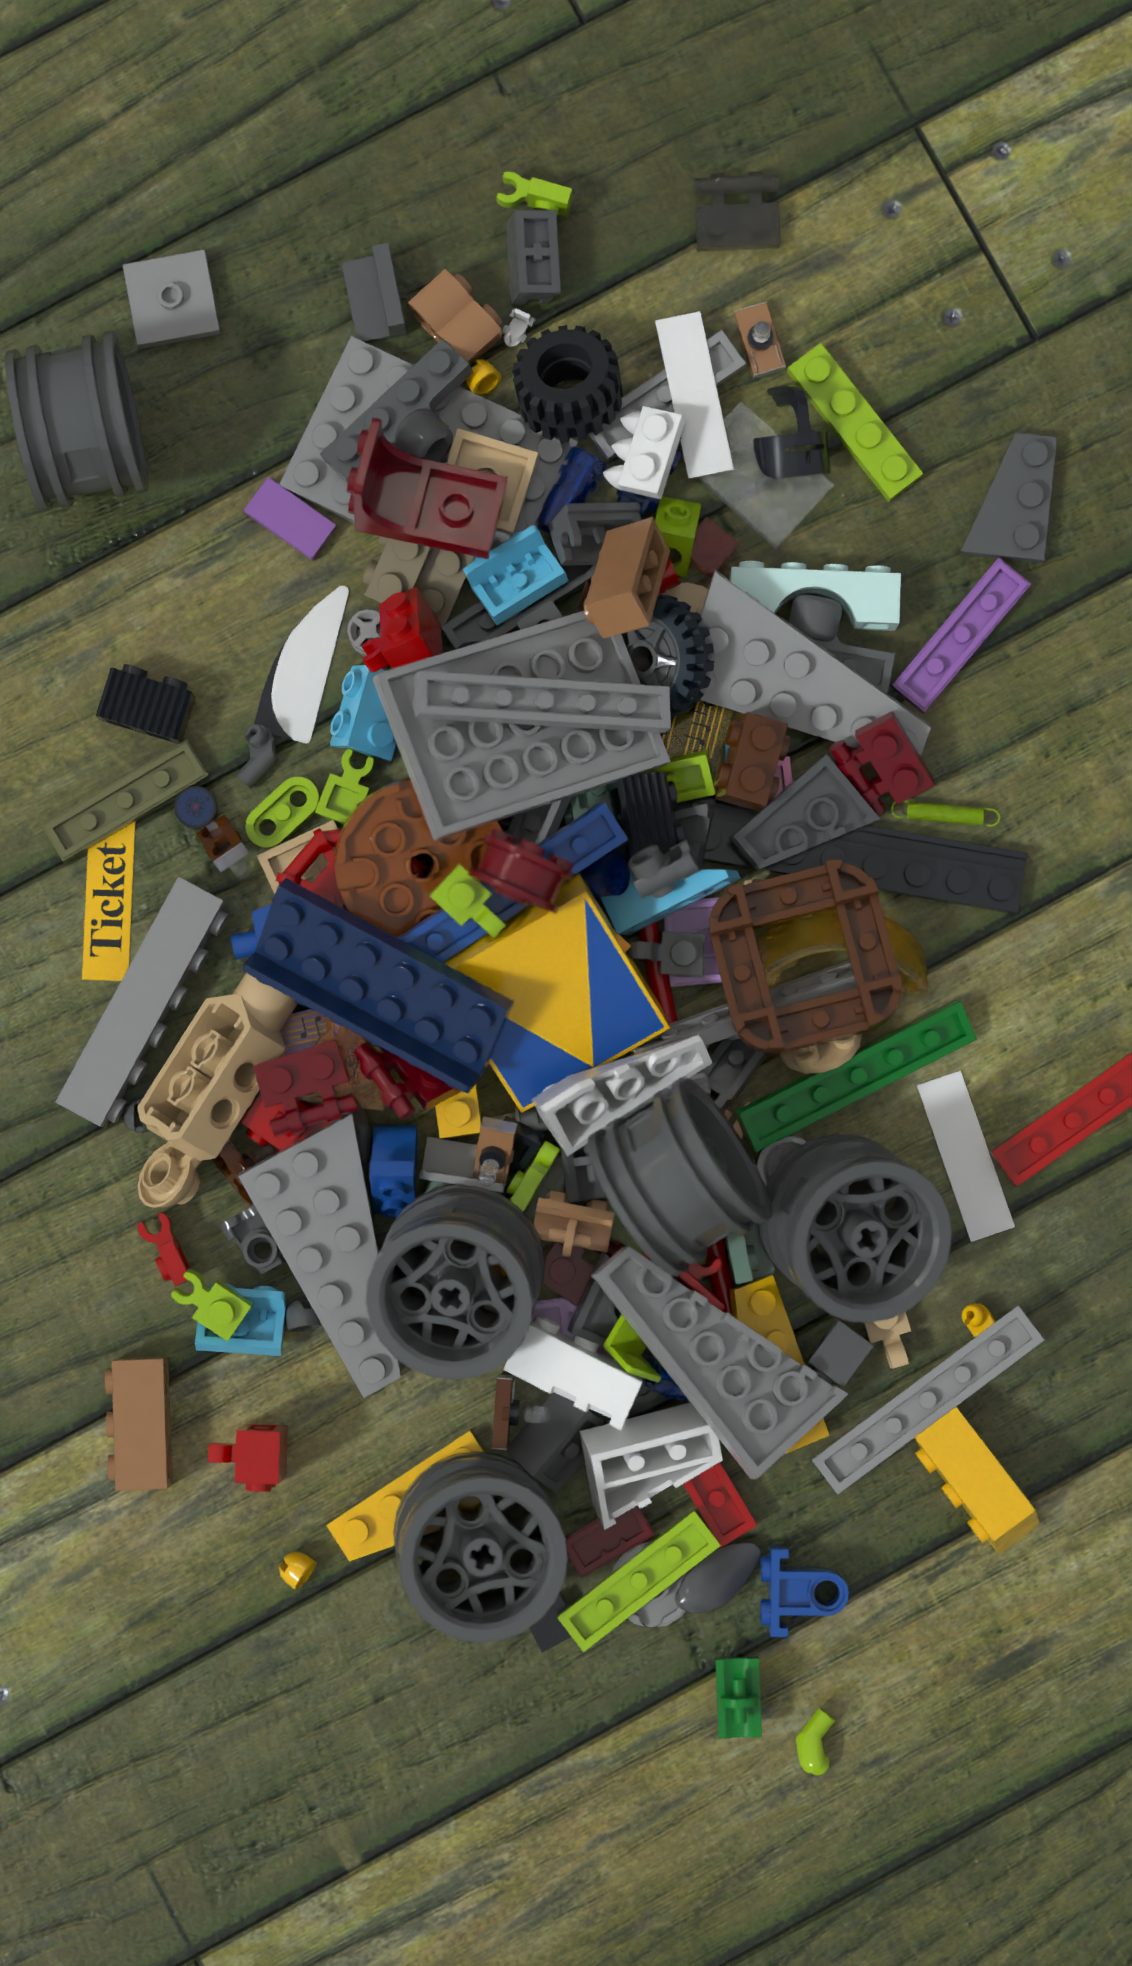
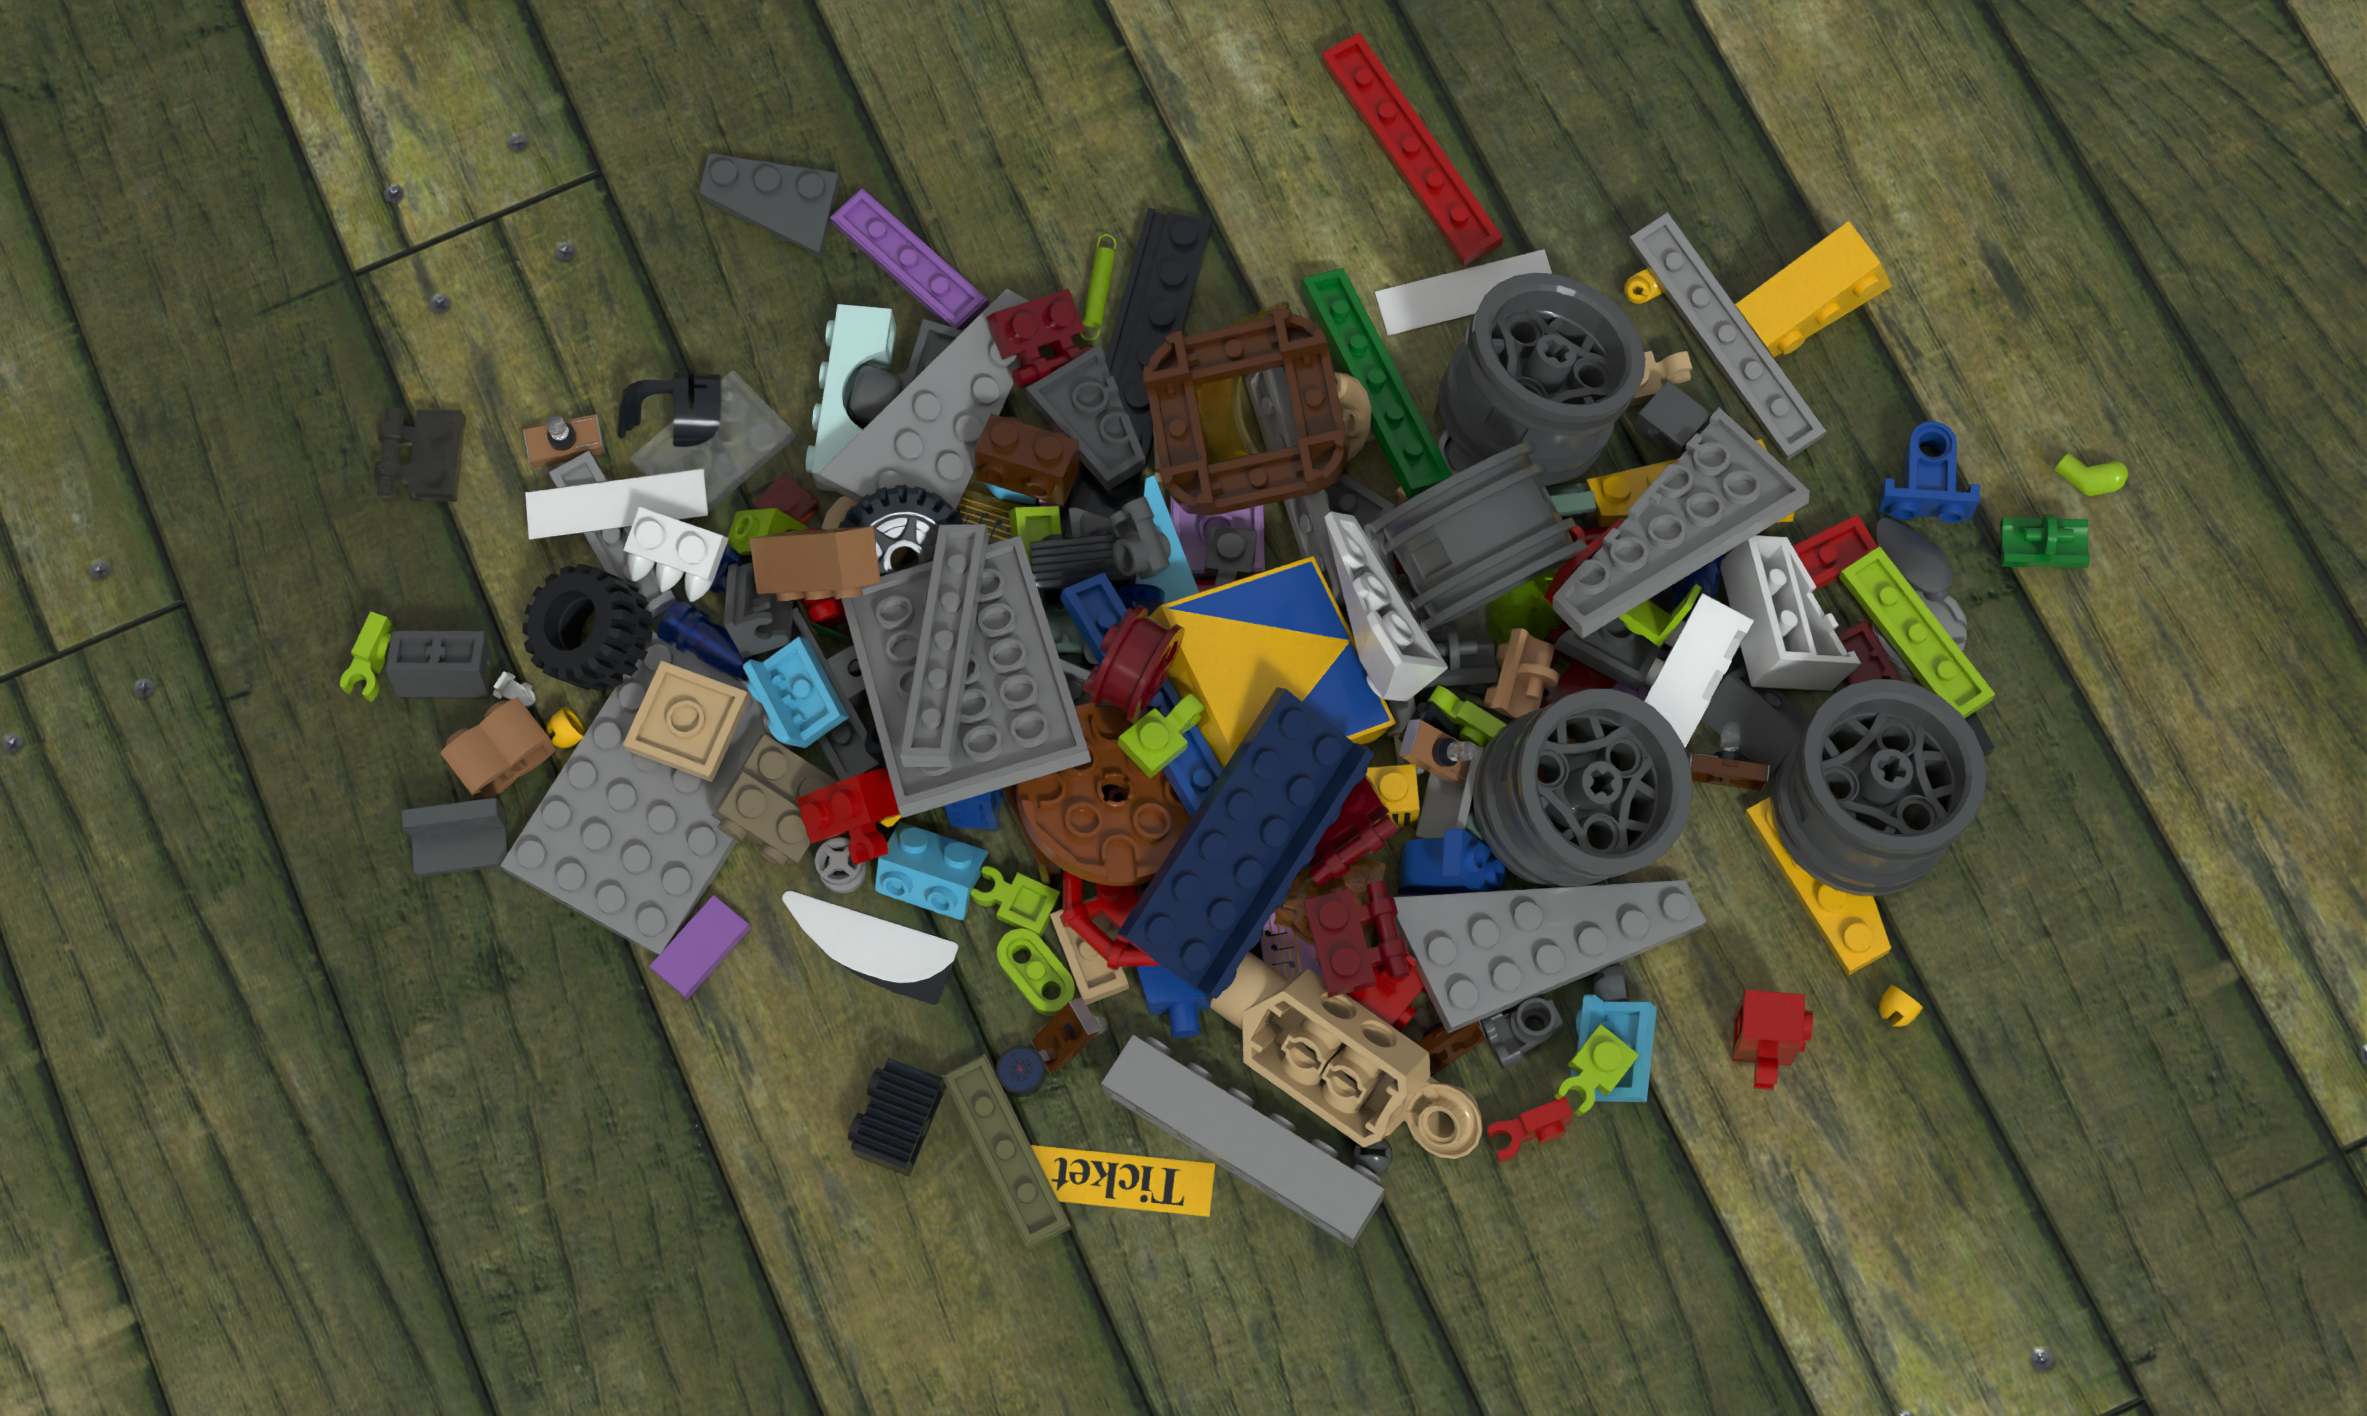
camera: 80 degrees left, 15 degrees down
(76, 421) = (561, 1151): dark grey wheel -> none
(139, 1423) = (1729, 1170): medium nougat brick -> none
(171, 299) = (428, 1065): light grey plate -> none
(262, 754) = (965, 994): dark grey arm -> none
(407, 412) = (604, 805): dark grey plate -> none
(423, 498) = (701, 772): dark red bracket -> none
(854, 422) = (668, 348): lime plate -> none

